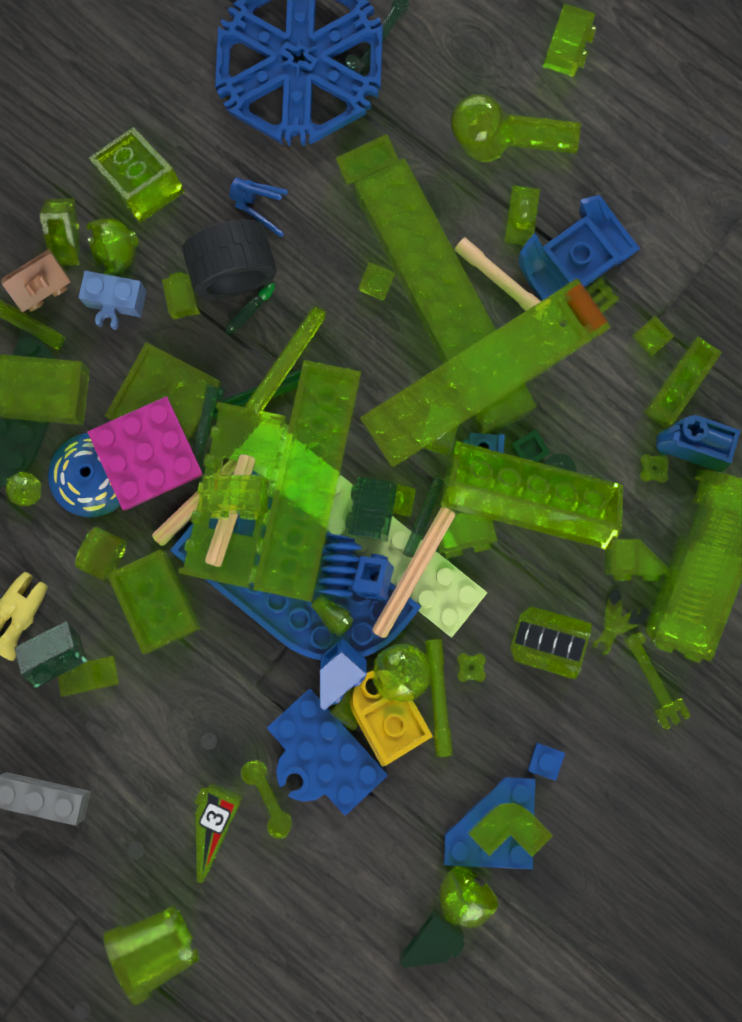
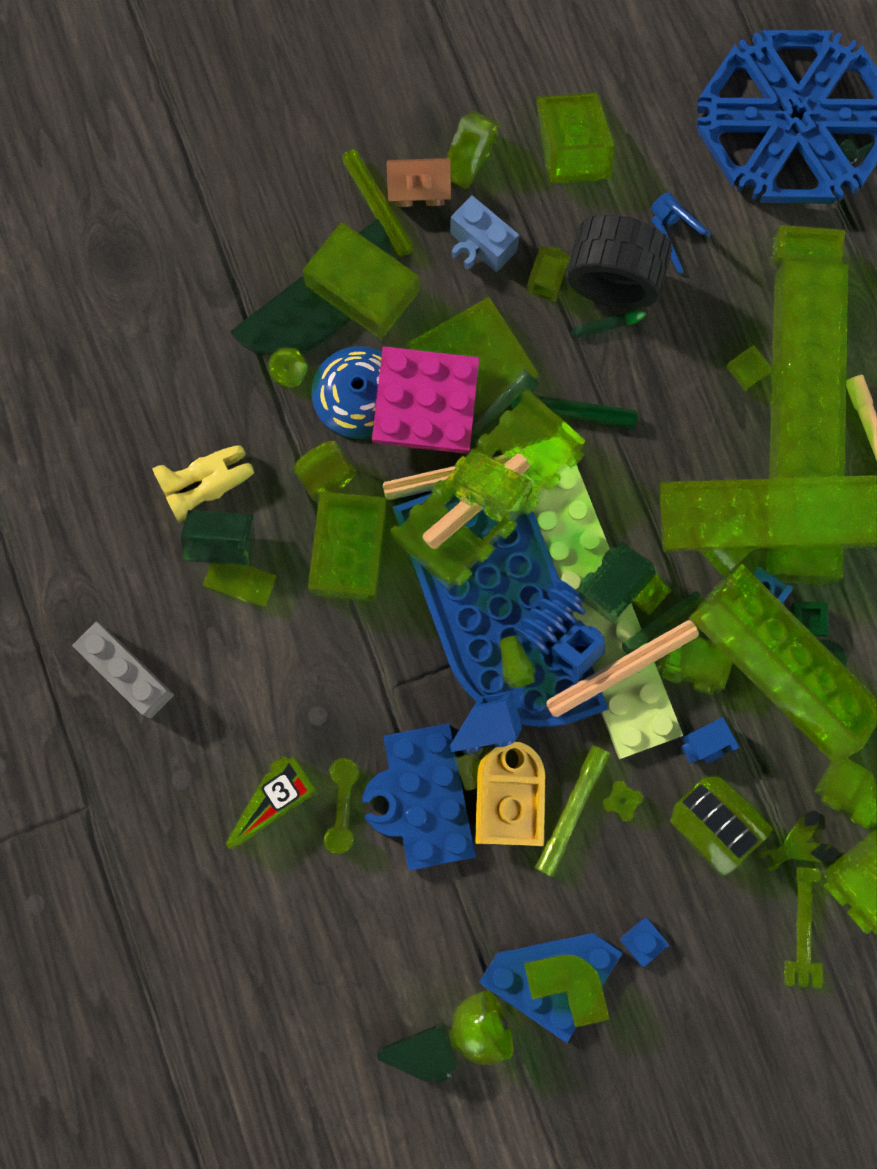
camera: 30 degrees right, 5 degrees down
(112, 245) = (511, 187): clear neon green cylinder -> none
(150, 952) = (138, 885): clear neon green piece -> none
(285, 362) = (614, 390): clear neon green axle -> none
(308, 481) = (569, 517): clear neon green brick -> none
(402, 672) = (551, 762): clear neon green cylinder -> none
(508, 587) = (708, 742): none -> blue brick

